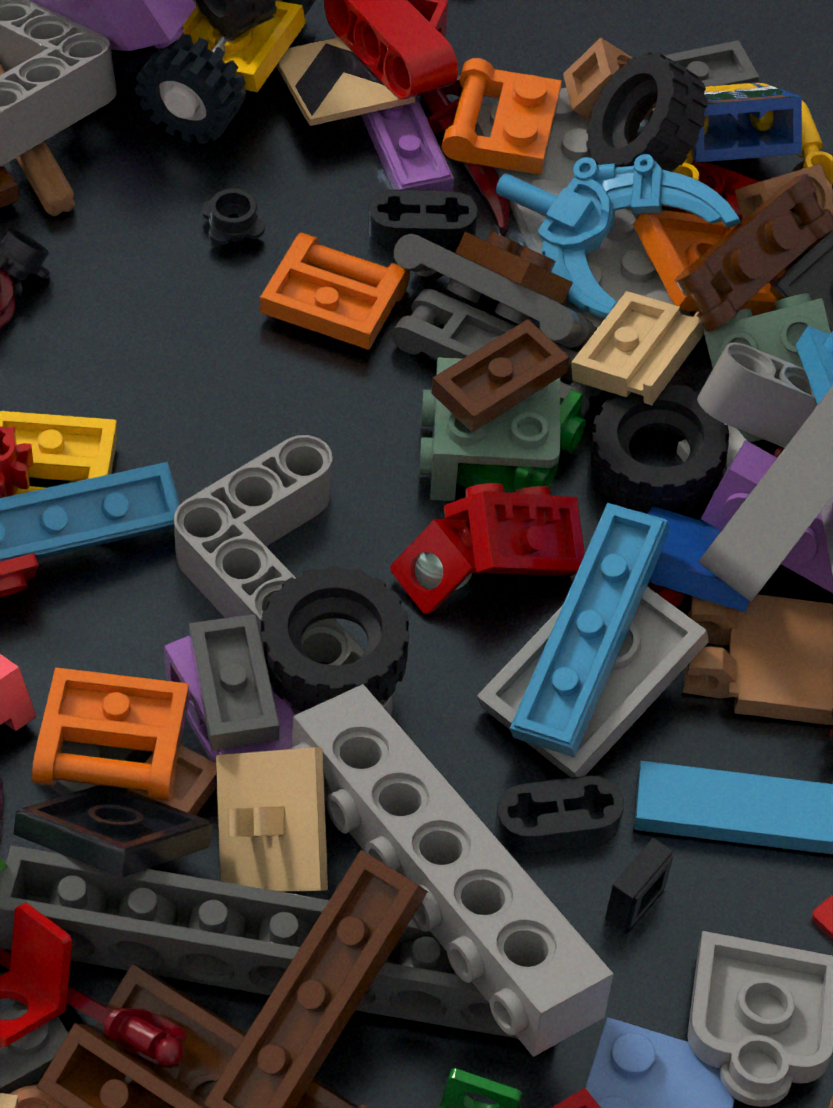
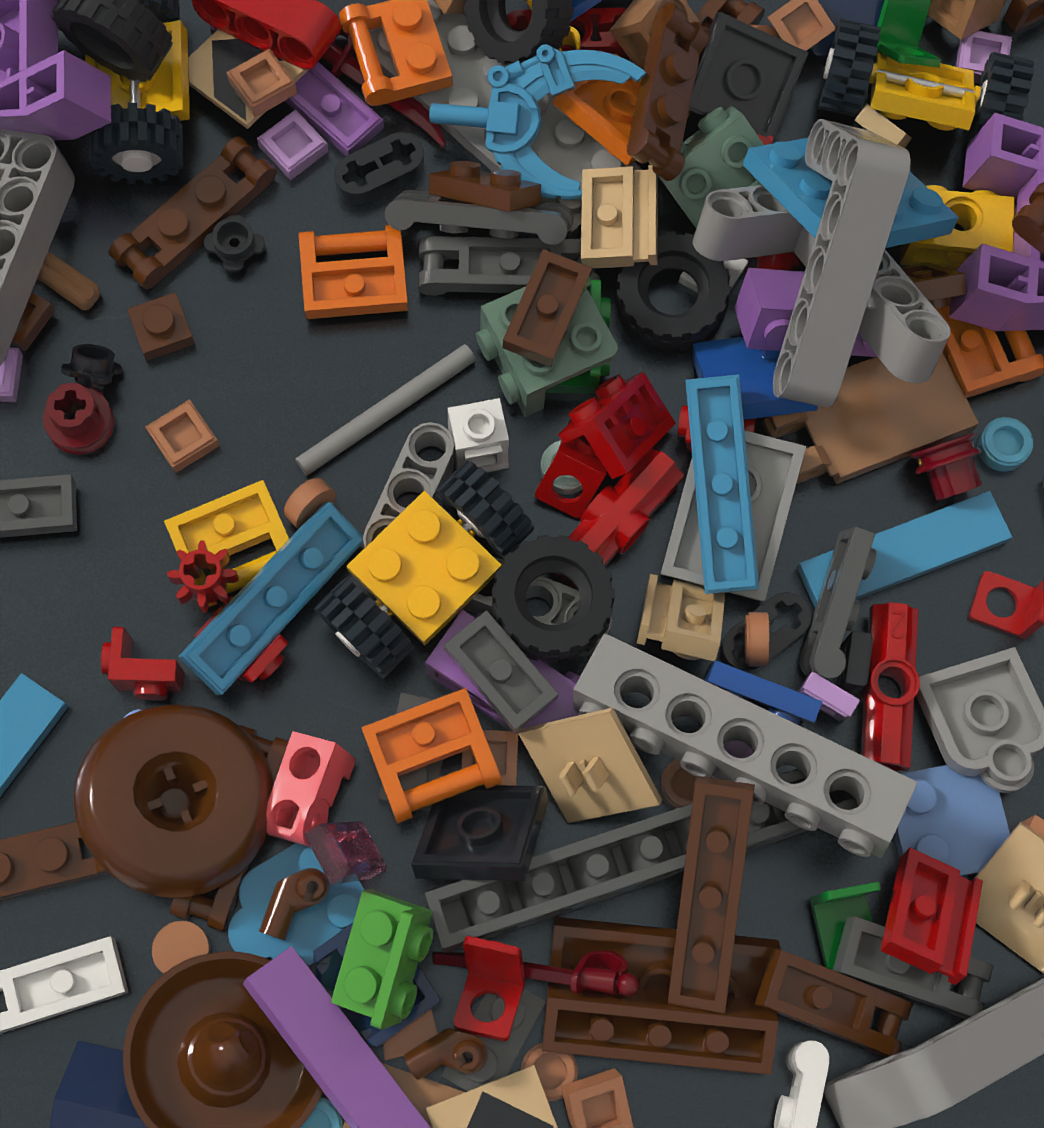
camera: 30 degrees left, 20 degrees up
(66, 357) = (182, 436): none -> nougat tile
(111, 257) = (160, 326): none -> reddish brown plate
(150, 451) = (307, 500): none -> nougat tile
(189, 181) = (192, 213): none -> reddish brown plate
(215, 556) = (425, 567): none -> plate
(287, 424) = (385, 409): none -> light grey bar
(348, 90) = (262, 83): none -> nougat tile
(349, 165) = (292, 145): none -> lavender tile
(362, 482) = (479, 435): none -> white window
(467, 743) = (682, 619): none -> tan plate
(470, 623) = (623, 511): none -> red piece
(515, 835) = (776, 698): none -> blue plate
(538, 795) = (757, 639): none -> nougat tile
(588, 902) = (835, 700): none -> lavender tile
(652, 807) = (837, 604): none -> dark grey plate
(685, 898) = (886, 719): none -> red piece

